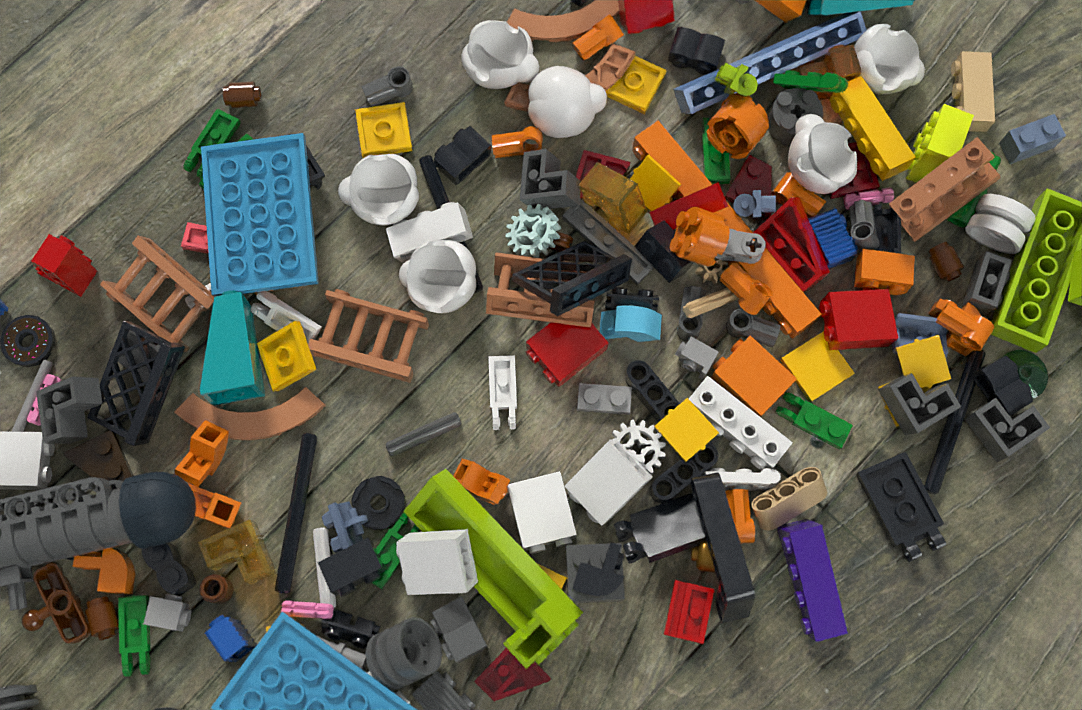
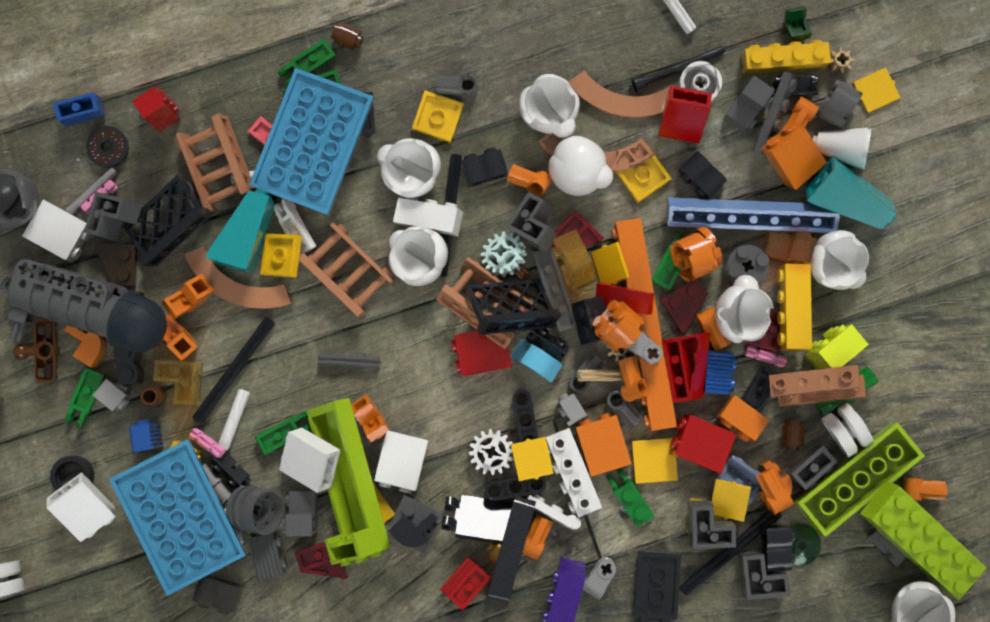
camera: 30 degrees right, 10 degrees up
(102, 618) = (67, 374): reddish brown brick -> none
(347, 525) = (262, 399): sand blue hips -> none
(352, 567) = (250, 431): black brick -> none
(374, 487) = (305, 397): black tile -> none
(502, 388) = (421, 358): white hinge -> none
(602, 34) = (640, 127): orange piece -> none
(604, 399) = (489, 403): light grey plate -> none
(607, 482) = (457, 466): white brick -> none
(736, 80) = (711, 222): lime hips -> none
(756, 204) = (674, 321): sand blue hips -> none
(789, 498) = (578, 544): tan beam -> none
(813, 81) = (769, 250): green hinge -> none
(835, 525) = (597, 580): none -> light grey piece
(863, 225) = (747, 376): dark grey piece -> none
(974, 88) = (893, 316): tan brick -> none
(1032, 139) = (914, 376): sand blue brick -> none

